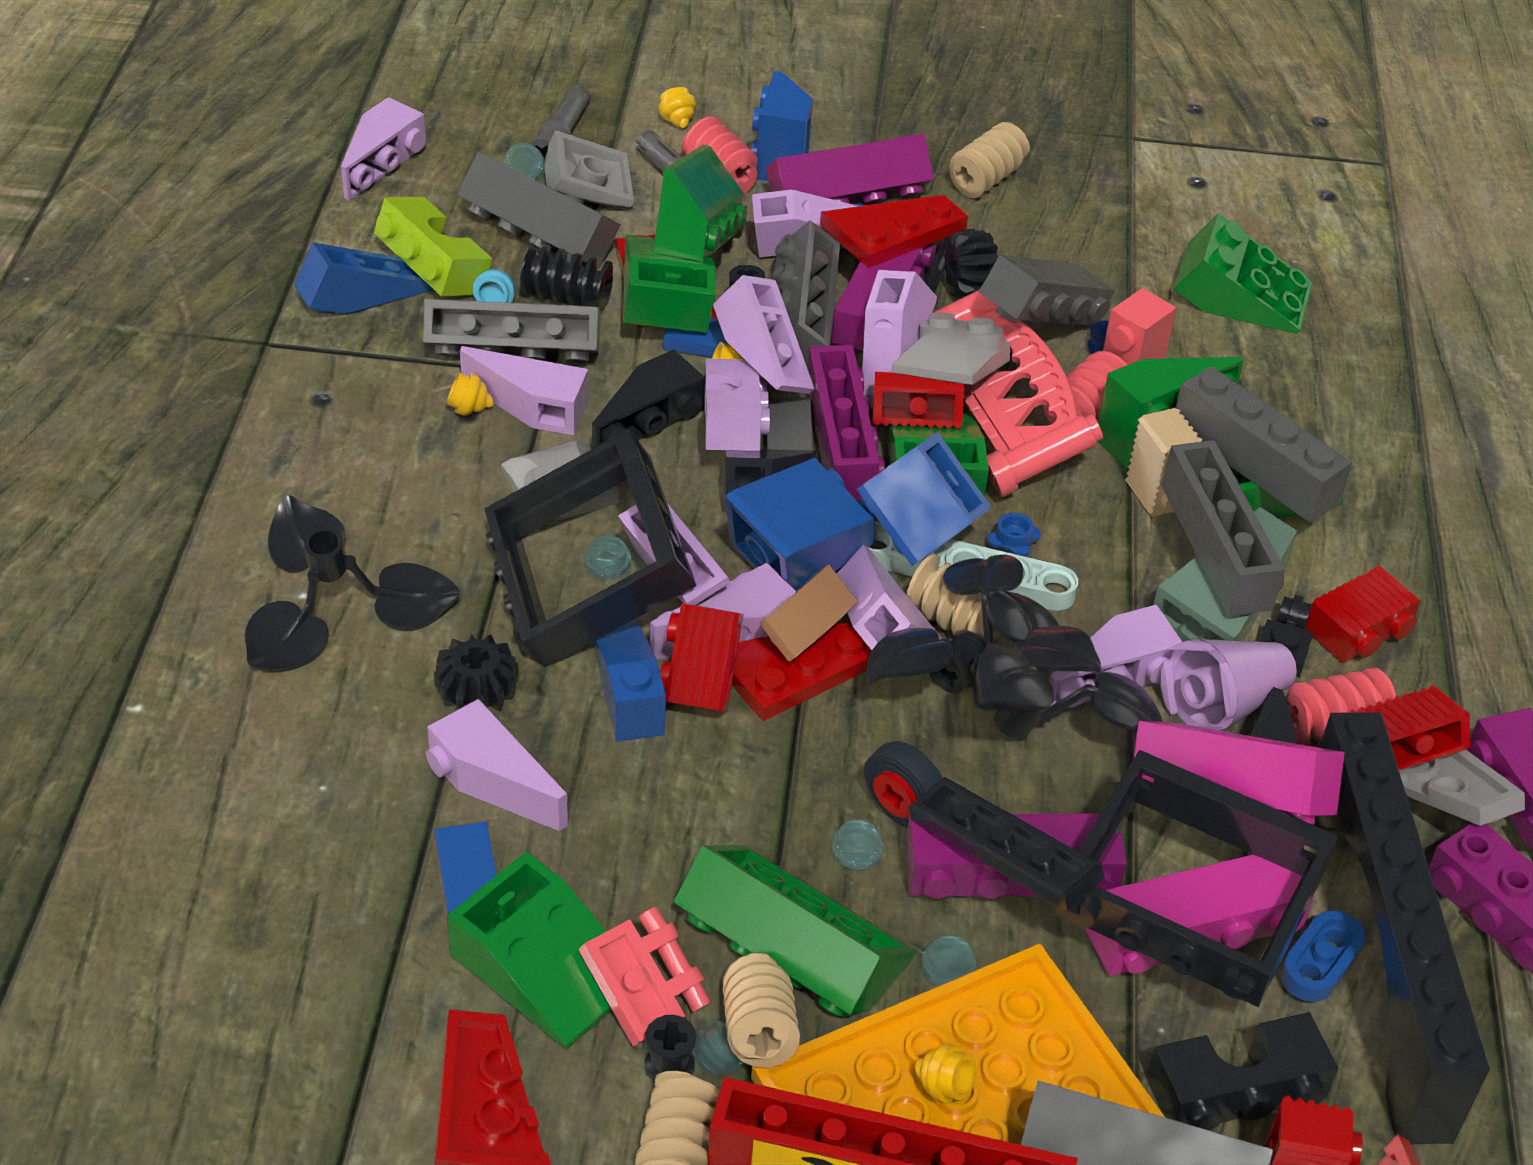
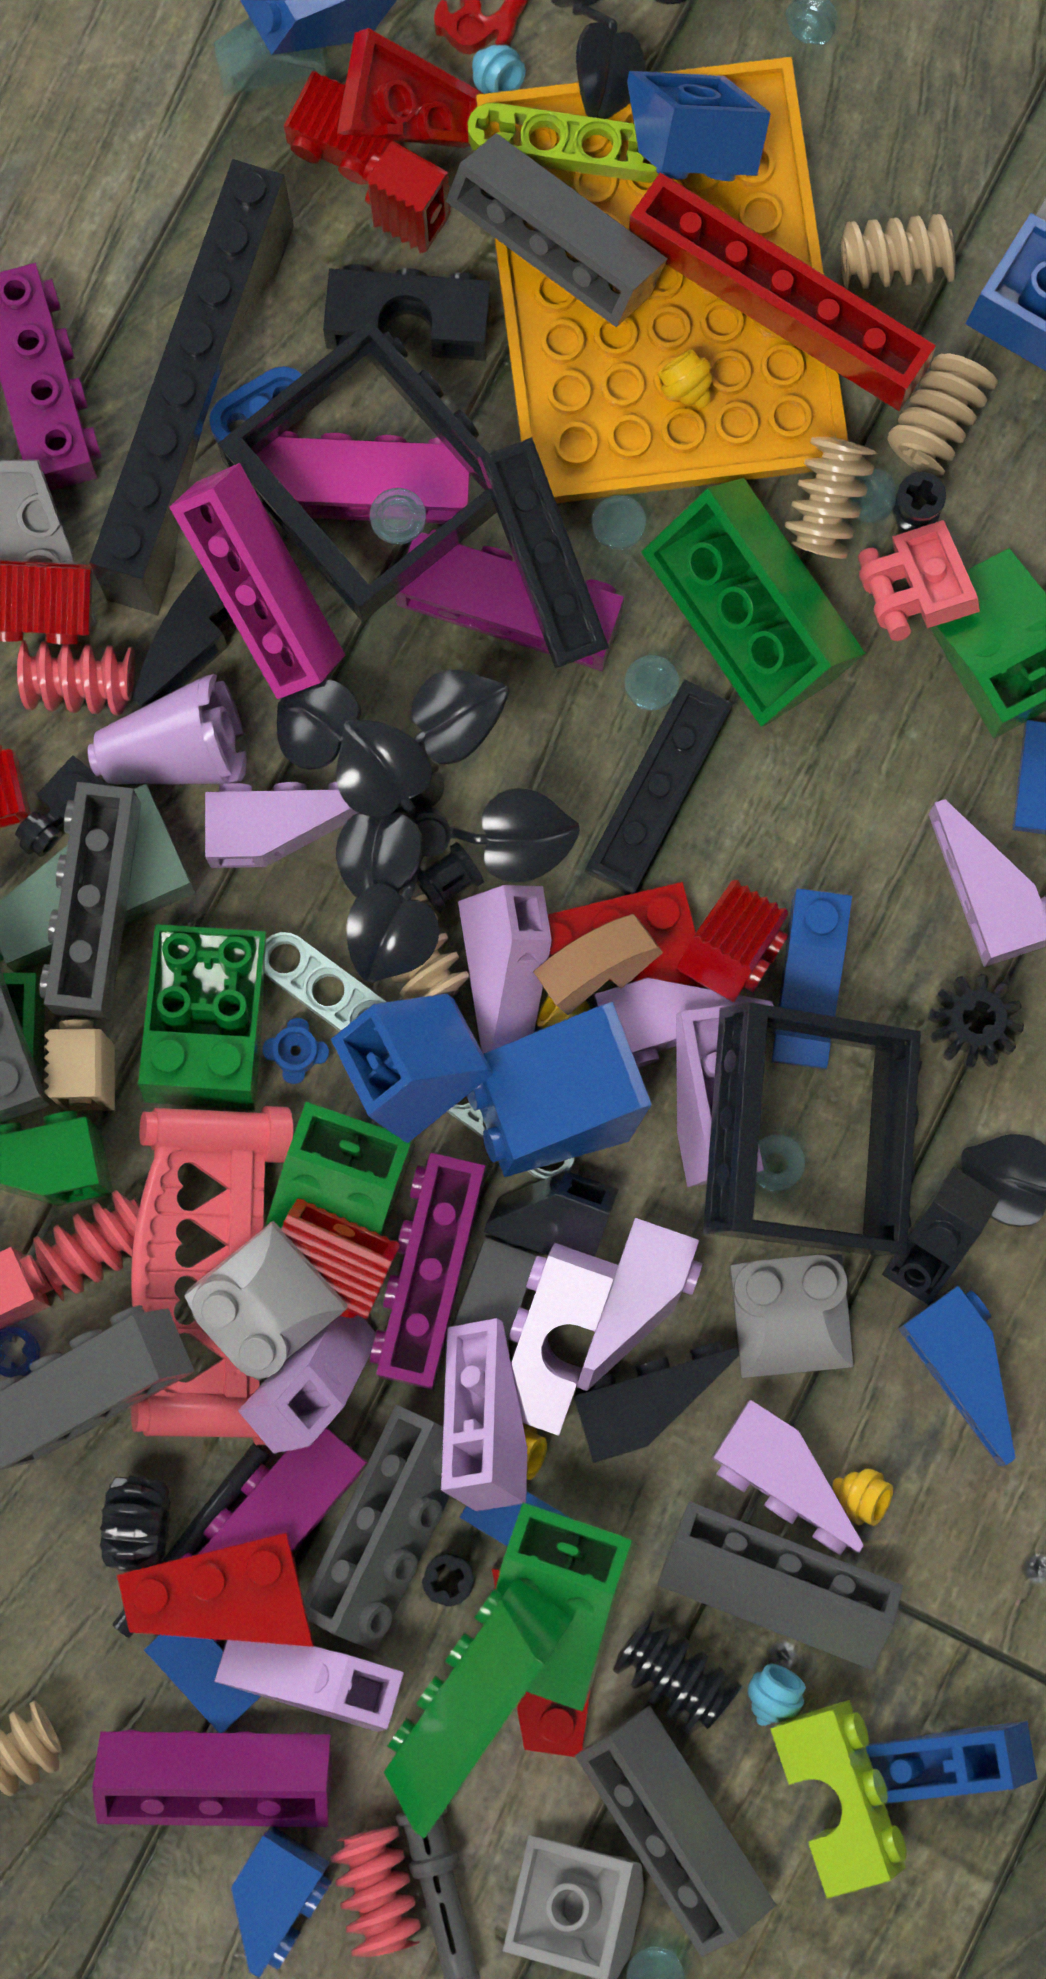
camera: 155 degrees left, 35 degrees up
(420, 475) = (963, 1360): none -> blue slope
(455, 538) = (942, 1235): none -> black slope
(680, 440) = (643, 1294): none -> lavender slope
(813, 779) = (658, 787): none -> black tile
(898, 777) = (584, 710): black wheel -> none
(1092, 517) = (203, 1017): none -> green slope
(1147, 816) = (397, 516): none -> clear light blue plate

